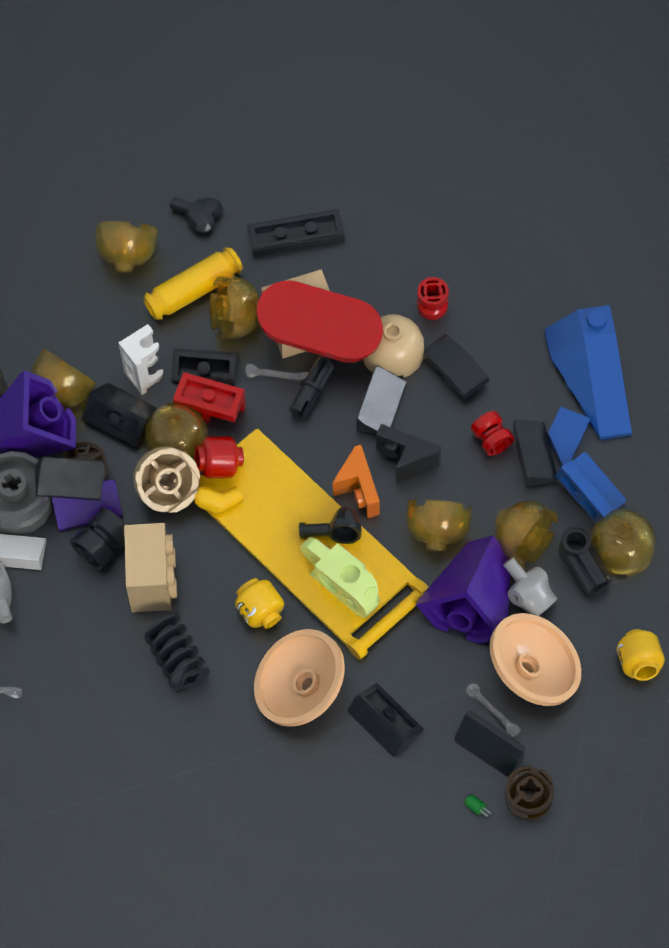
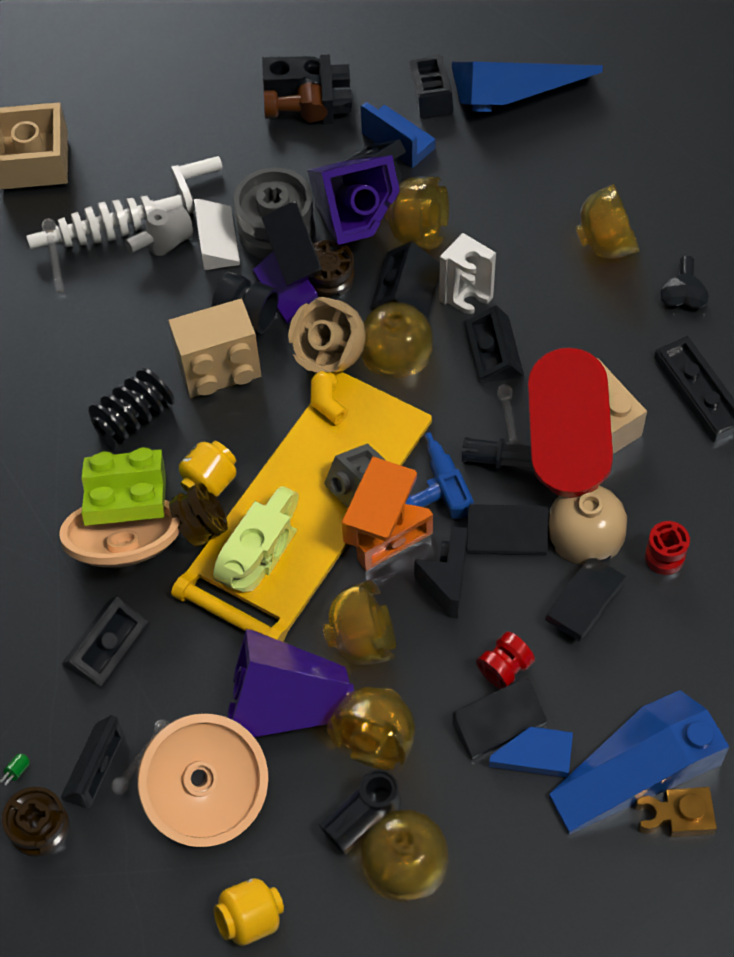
camera: 75 degrees right, 5 degrees down
(191, 283) = (588, 303): yellow axle -> none
(210, 397) = (442, 350): red panel -> none
(218, 457) = (374, 381): red head -> none
(233, 307) = (571, 334): clear yellow cylinder -> none
(256, 670) = (123, 487): none -> lime plate
(301, 492) = (348, 472): none -> dark grey bracket
(303, 616) = (198, 514): none -> dark brown wheel
(327, 434) = (446, 485): none -> blue piece
(343, 528) = (324, 524): black bar -> none
(349, 473) = (378, 502): none -> orange panel
(531, 588) = (300, 754): light grey piece -> none
(590, 487) = (468, 795): blue panel -> none
(637, 357) = (684, 810): none -> pearl gold plate

